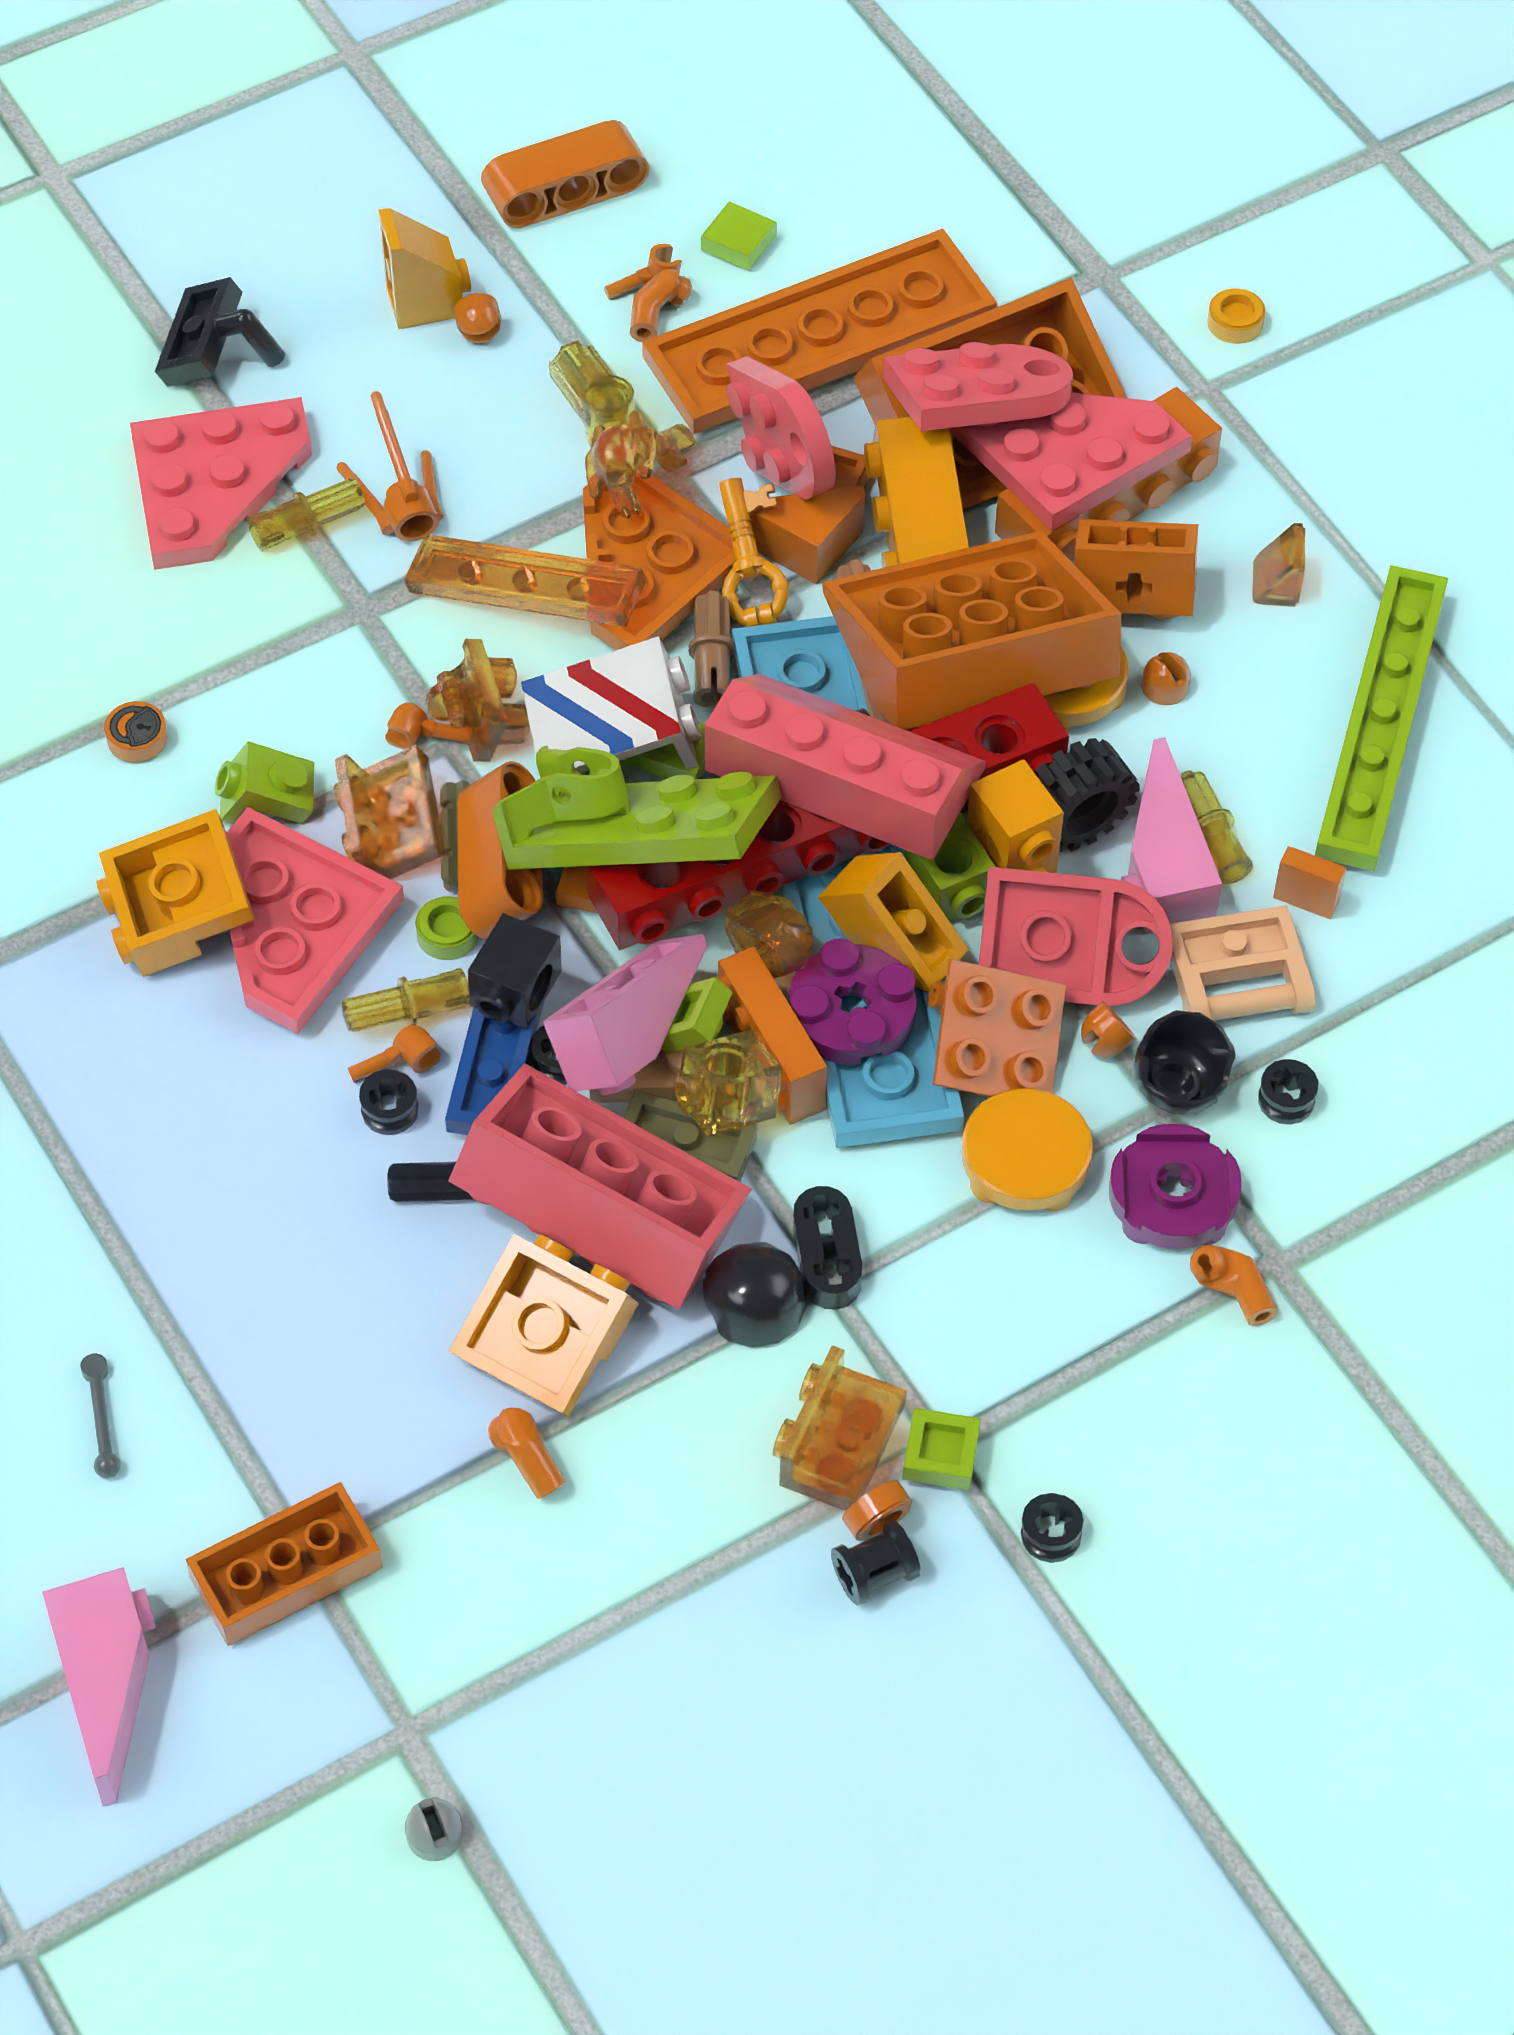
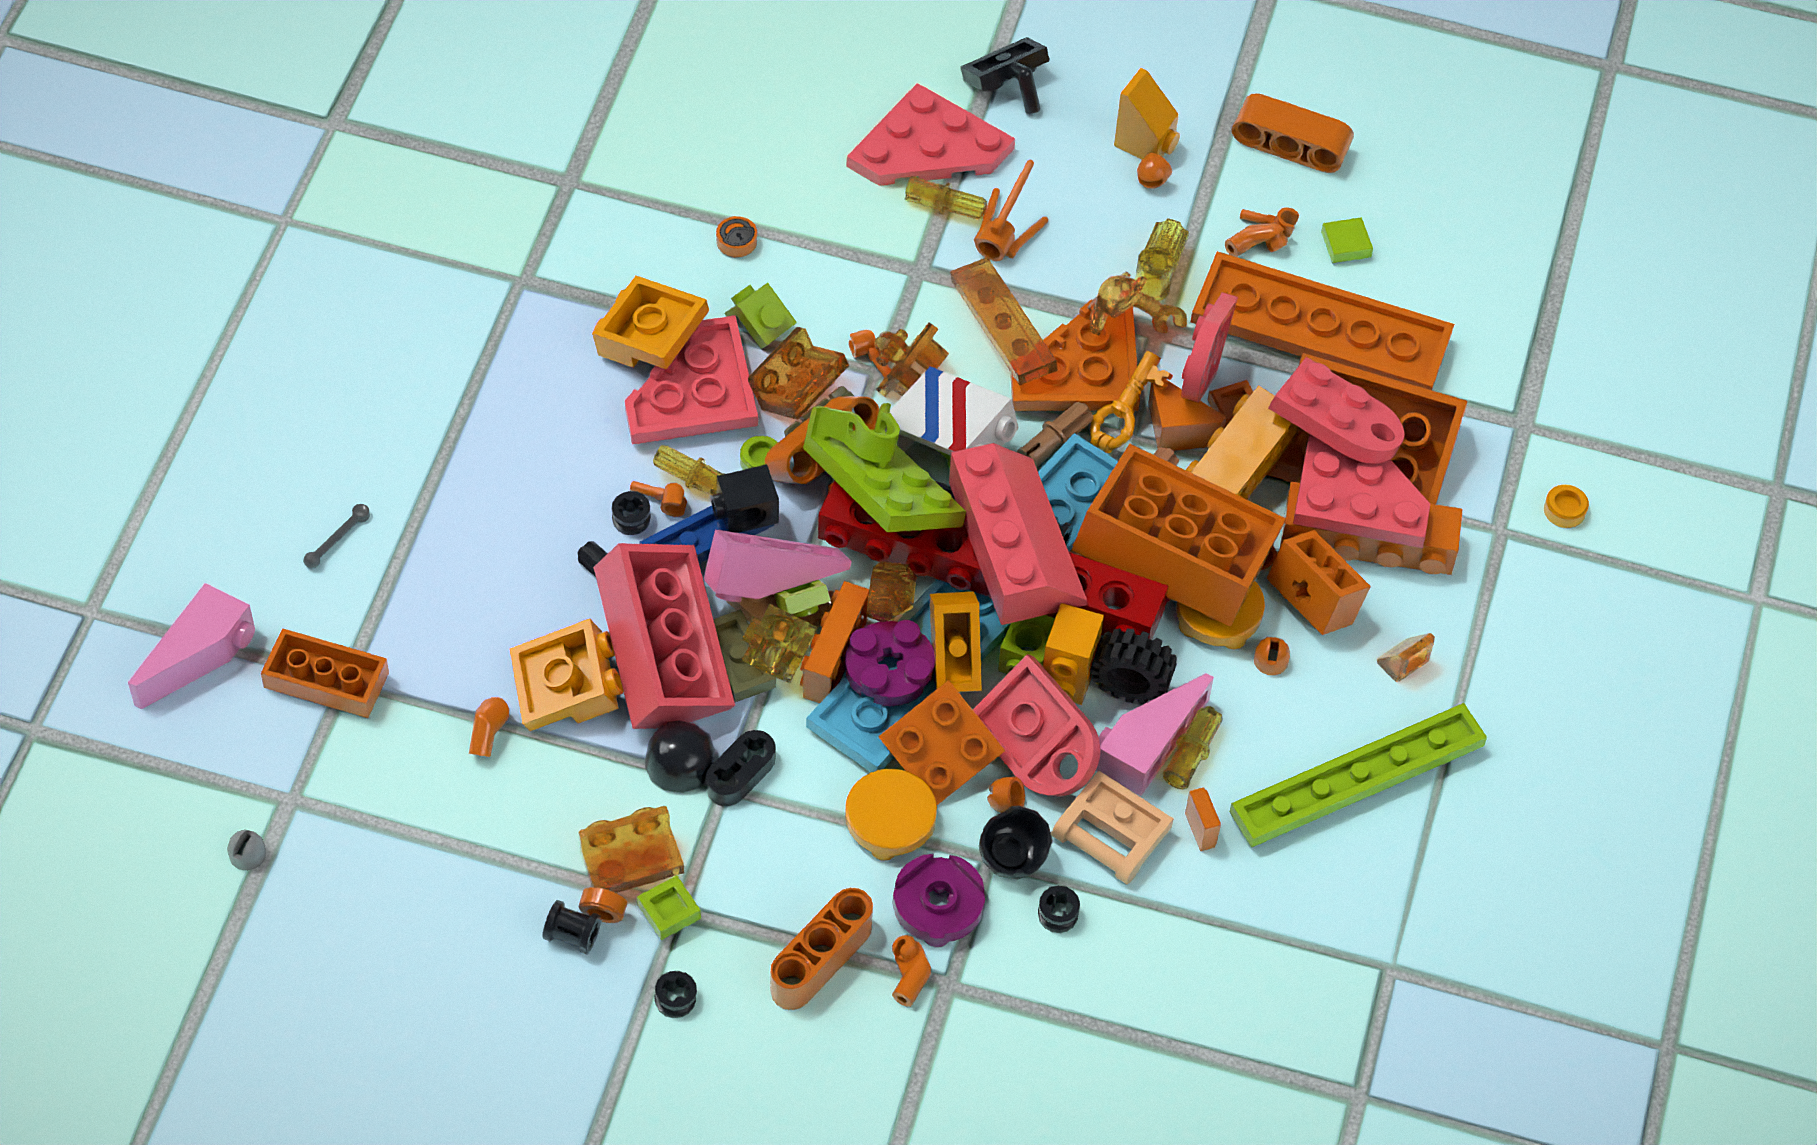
camera: 45 degrees right, 0 degrees up
(1130, 1367) = (816, 967): none -> orange beam

